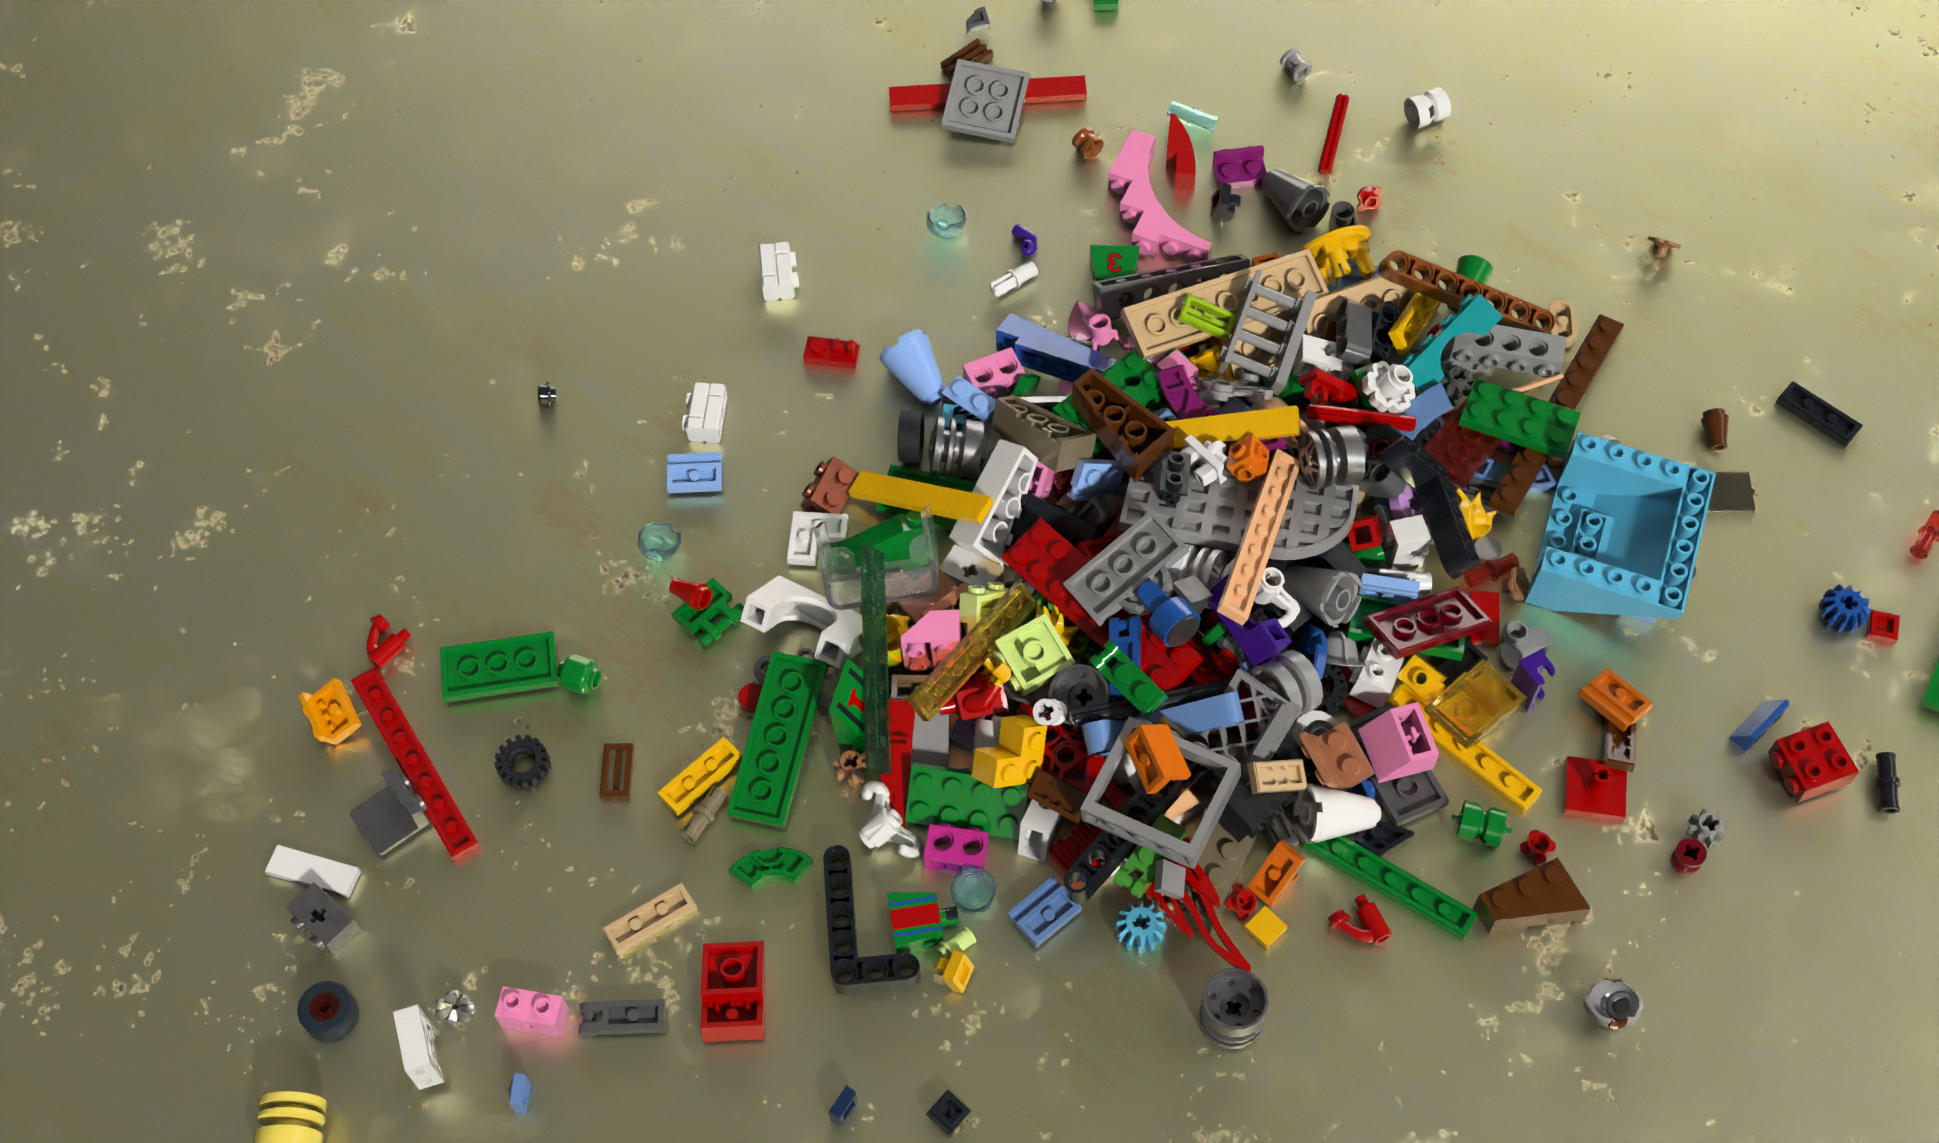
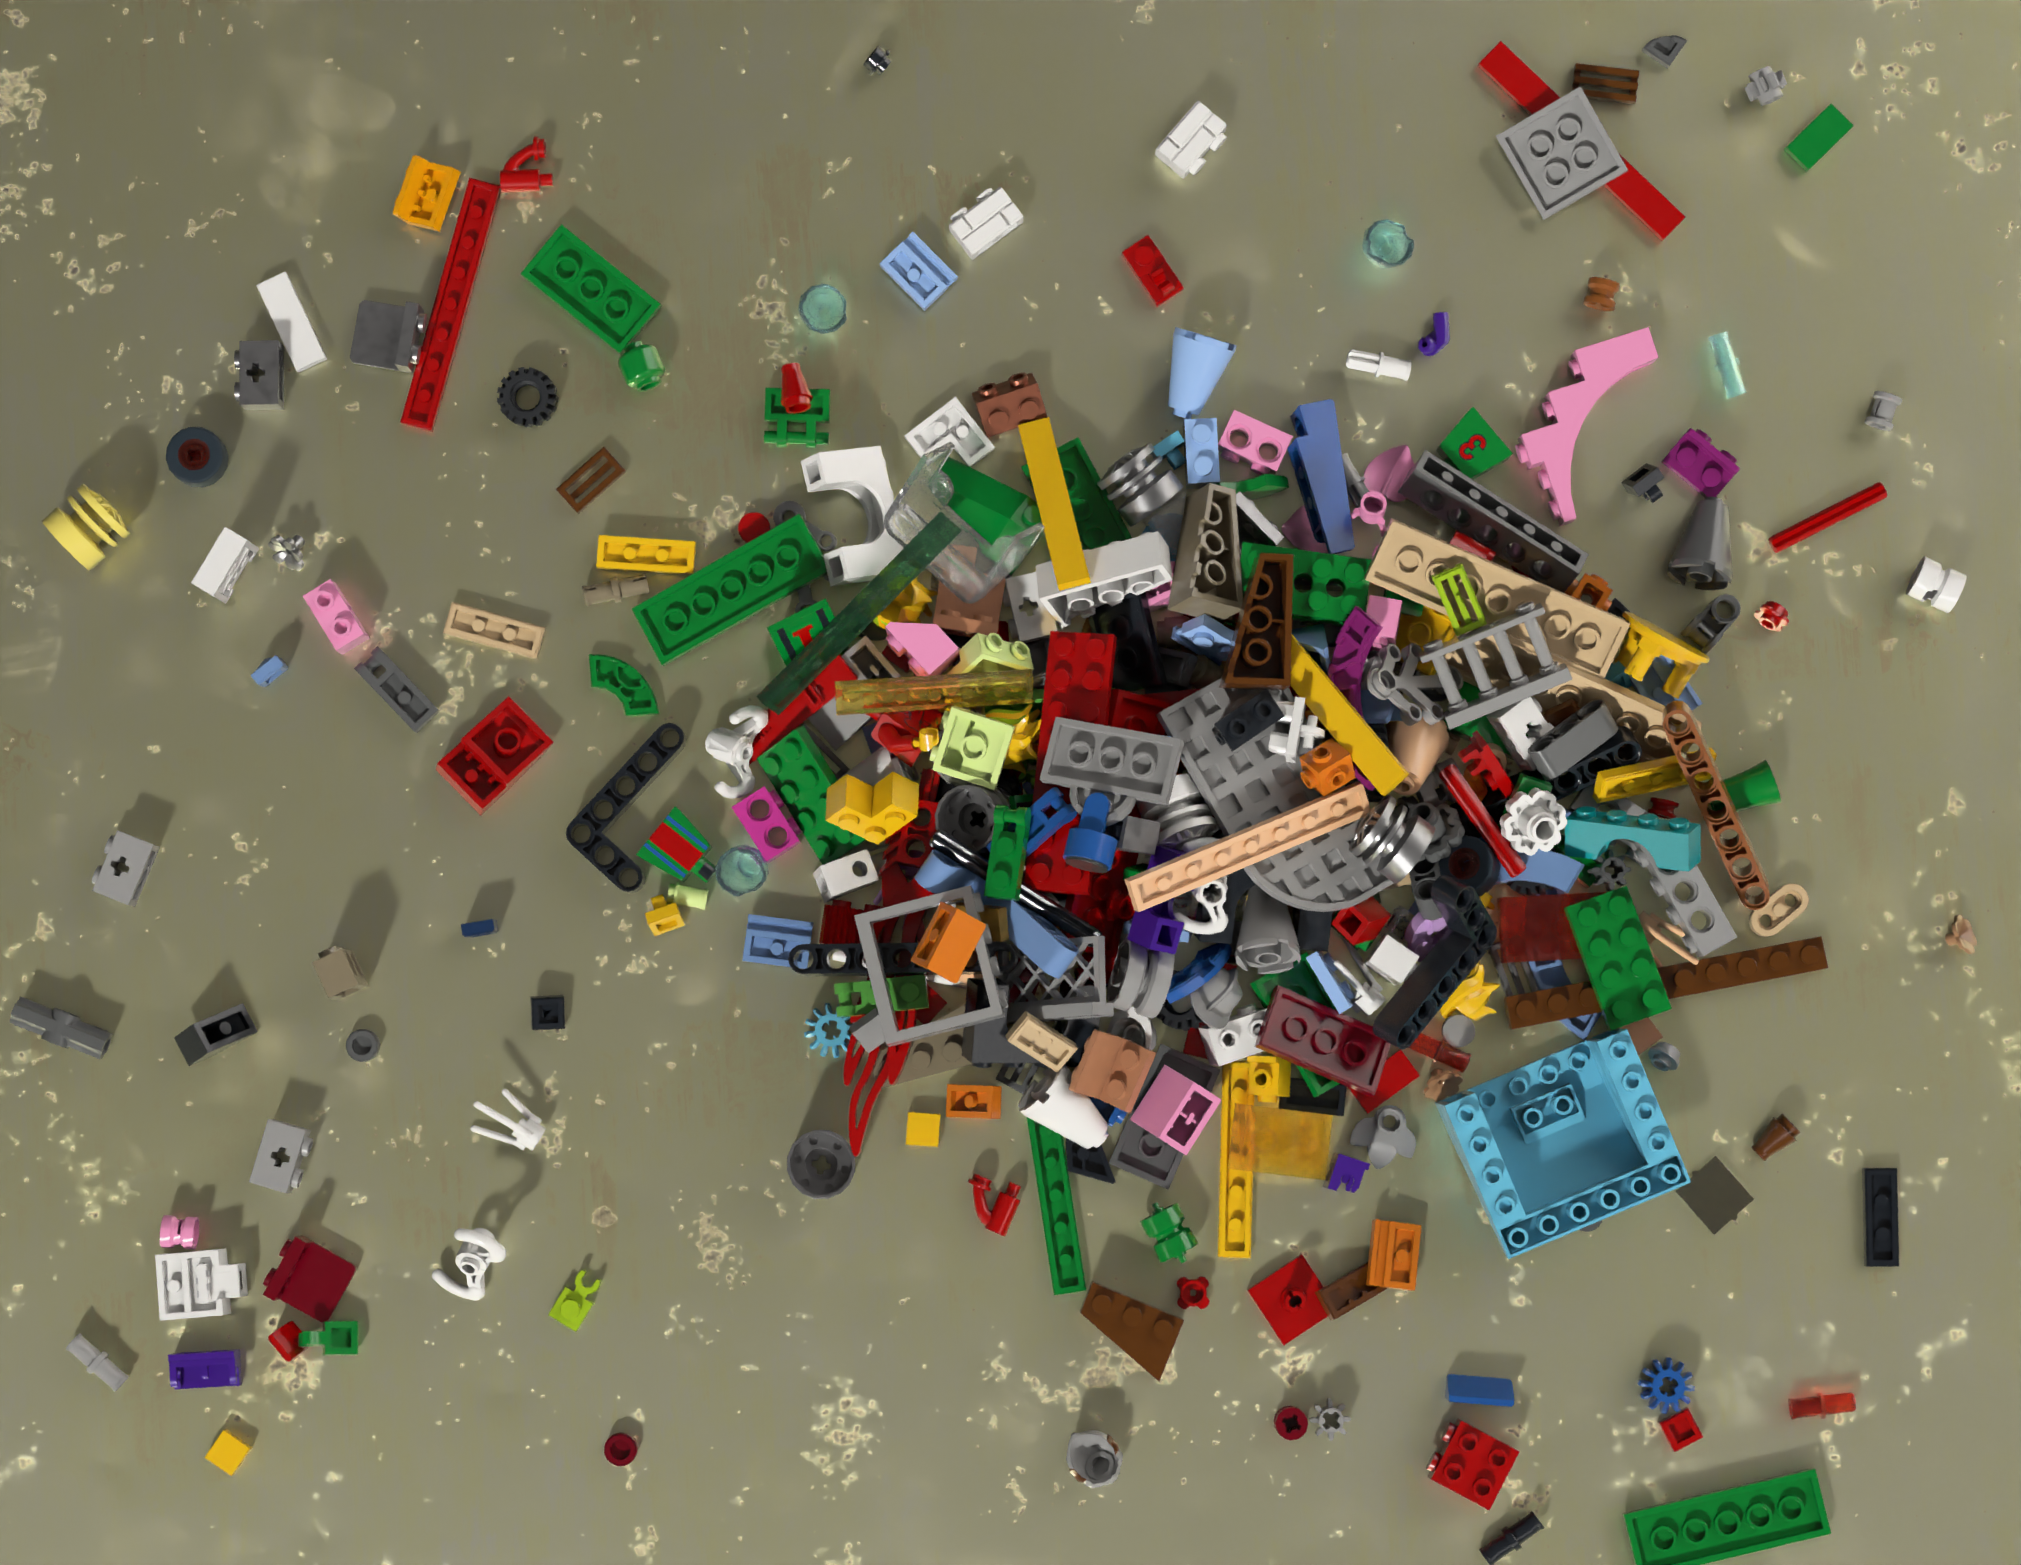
camera: 45 degrees right, 25 degrees up
(851, 766) = (757, 664): nougat gear -> none
(910, 436) = (1118, 431): black tyre -> none
(1043, 706) = (925, 814): white bush -> none
(1057, 795) = (871, 876): reddish brown plate -> none
(1180, 155) = (1665, 394): red slope -> none
(1247, 904) = (927, 1098): red plate -> none

